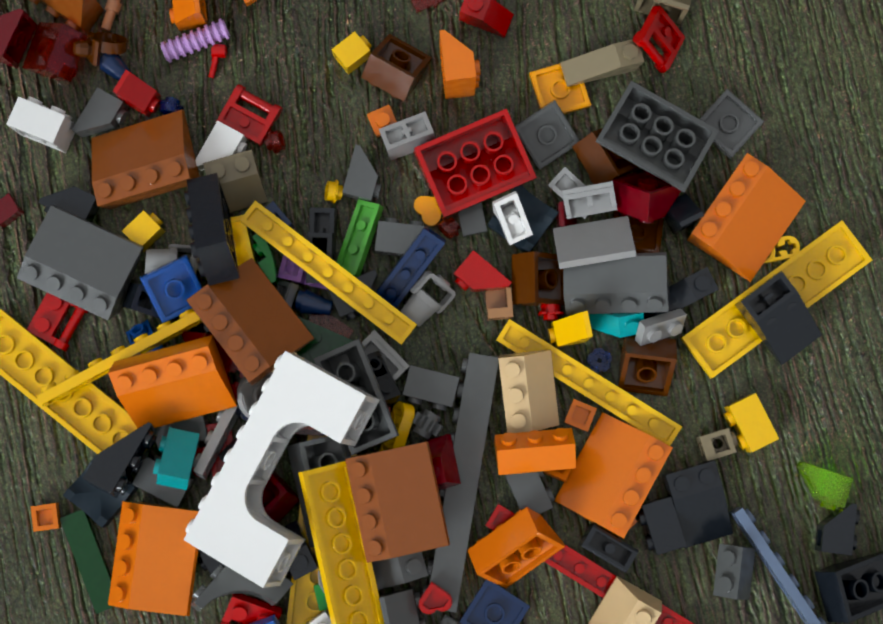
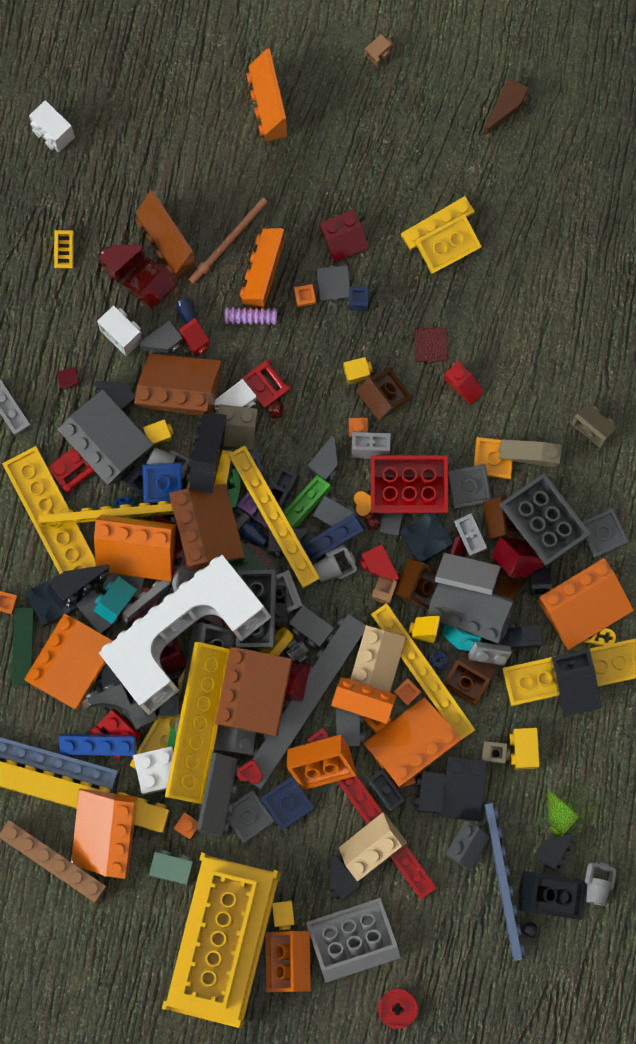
camera: 25 degrees right, 5 degrees down
(100, 42) = (182, 290): reddish brown piece -> none
(170, 105) = (213, 354): clear blue plate -> none
(217, 51) = (263, 330): red hand -> none
(333, 191) = (301, 462): yellow plate -> none
(458, 67) = (425, 413): orange slope -> none
(512, 218) = (417, 532): white slope -> none
(550, 312) = (417, 610): red plate -> none
(589, 200) = (477, 543): light grey hinge -> none
(664, 33) = (583, 450): red plate -> none

